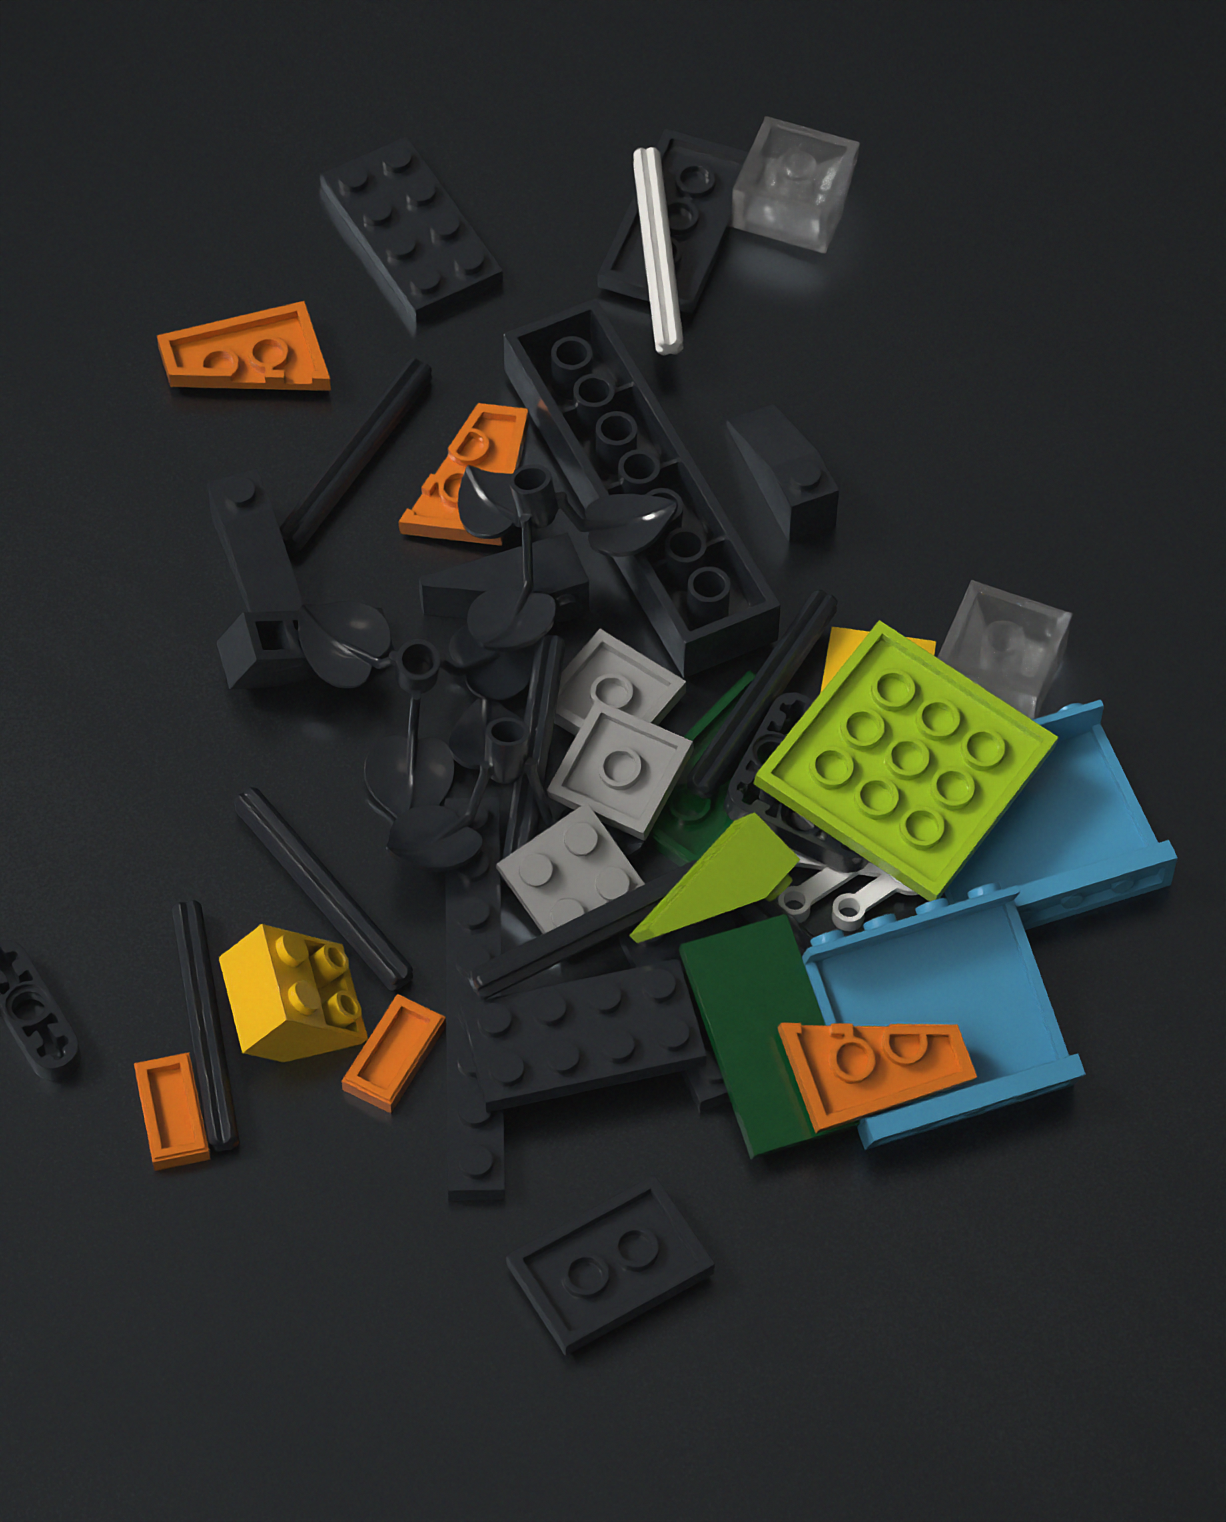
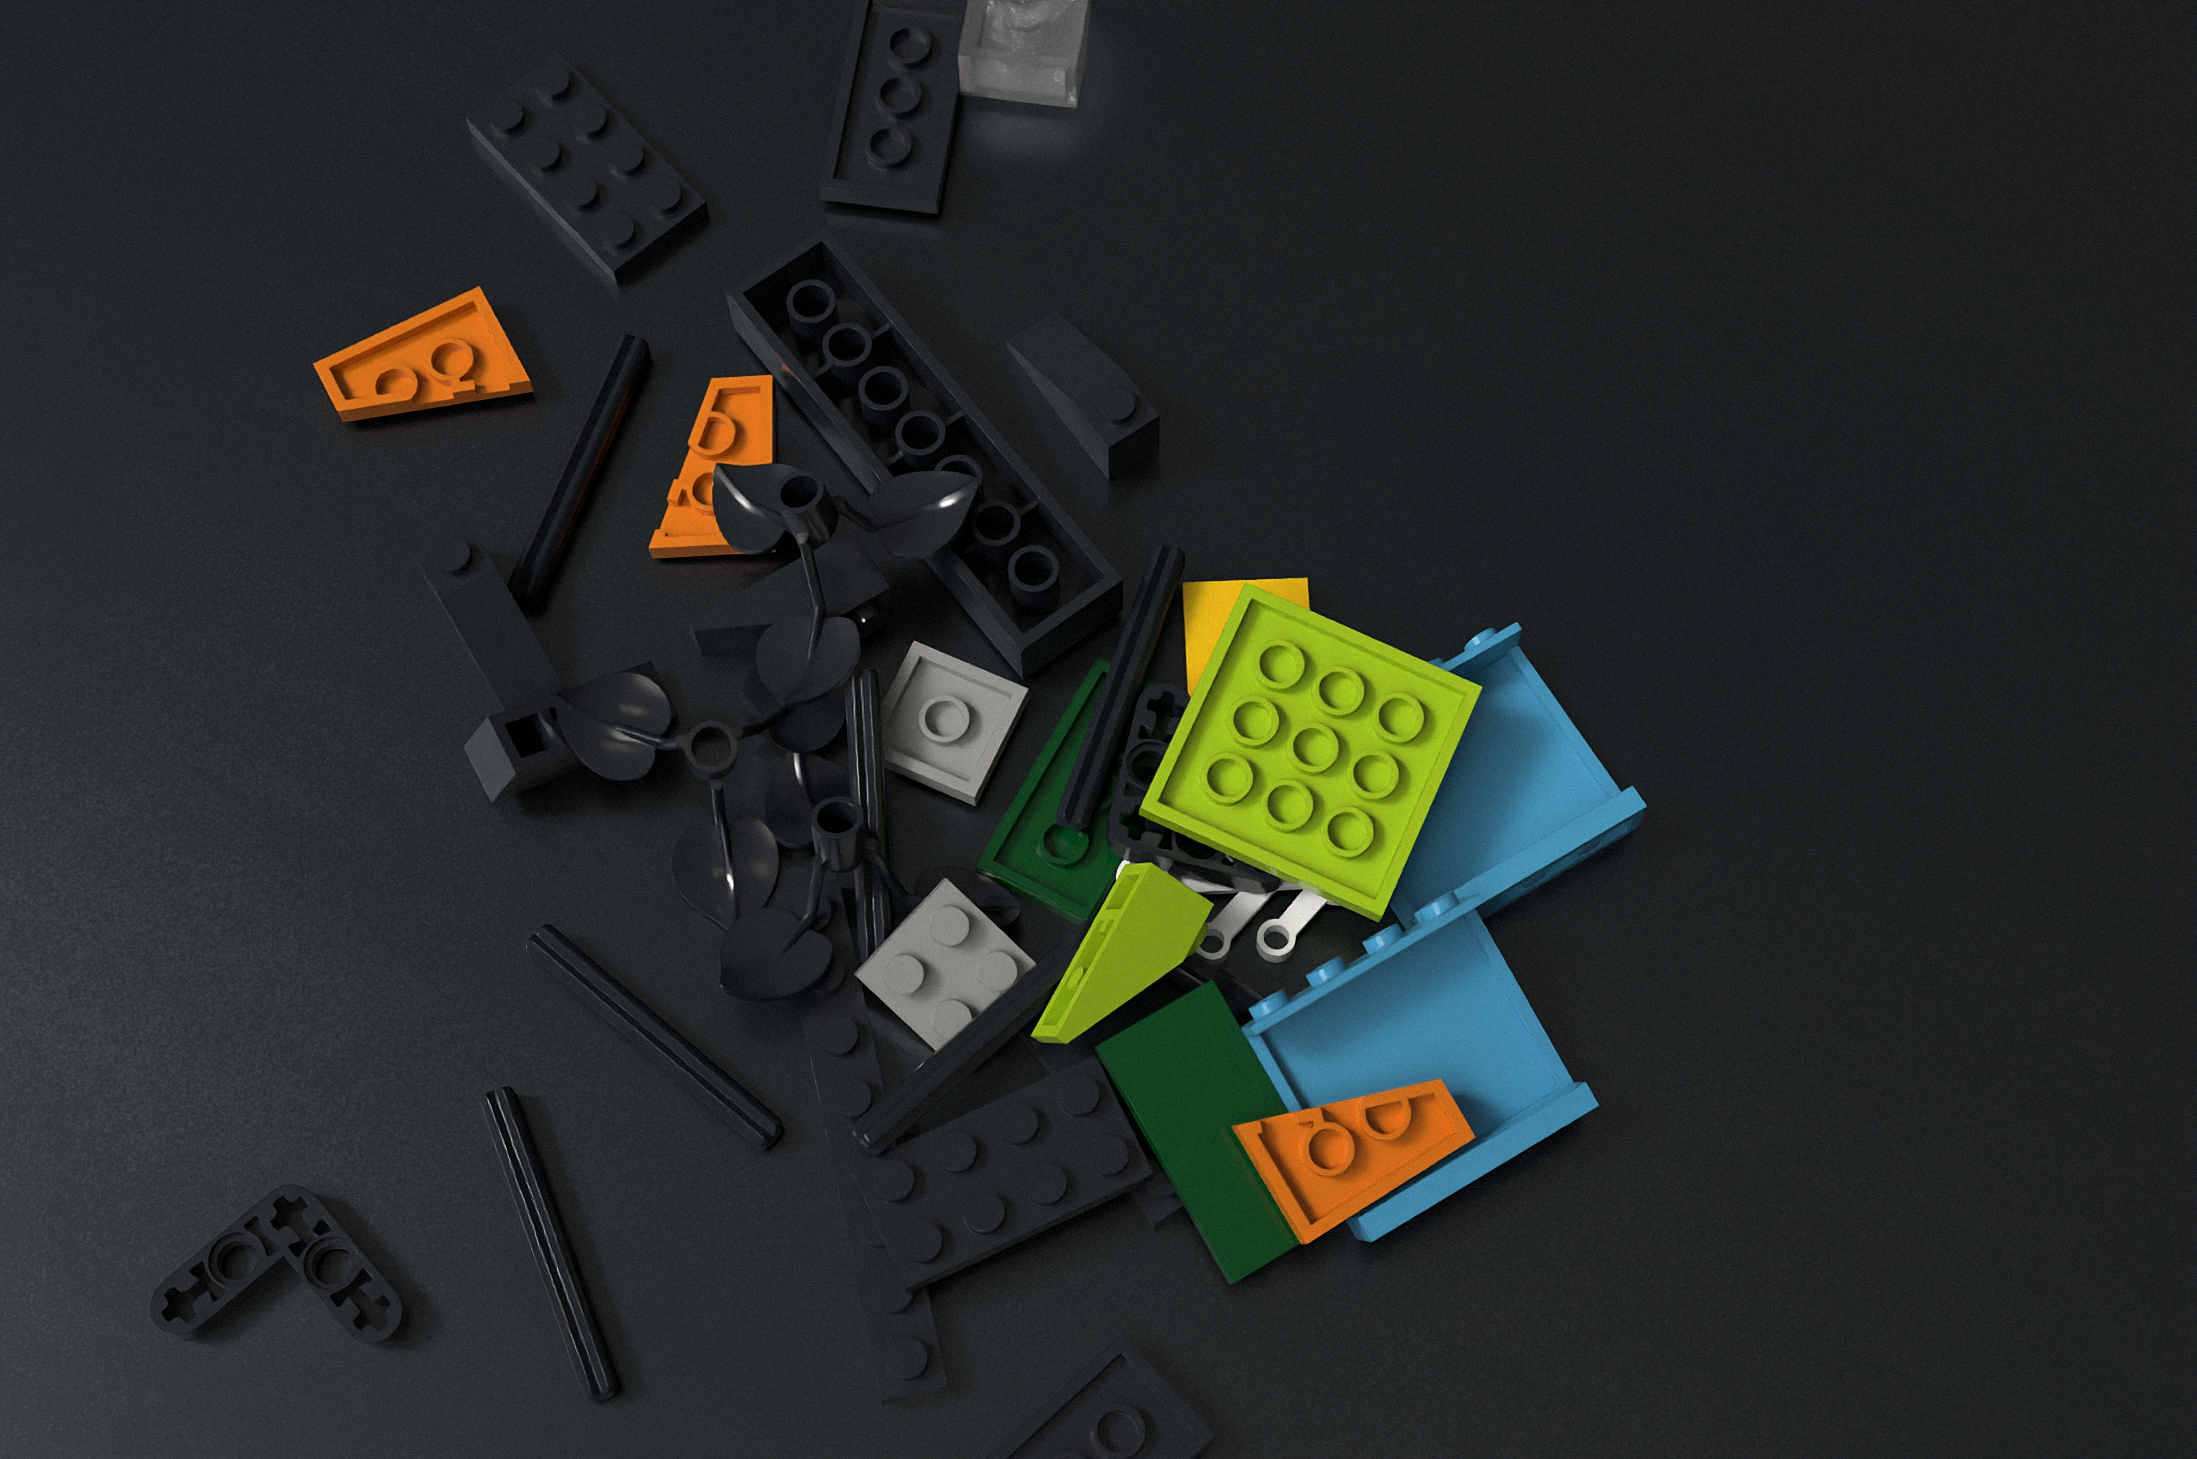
camera: 10 degrees left, 10 degrees up
(171, 1111) = (531, 1362): orange tile -> none
(291, 995) = (645, 1188): yellow slope -> none
(394, 1053) = (781, 1232): orange tile -> none
(621, 769) = (976, 822): light grey plate -> none
(658, 251) = (884, 147): white axle -> none
(1007, 645) = (1393, 577): clear slope -> none

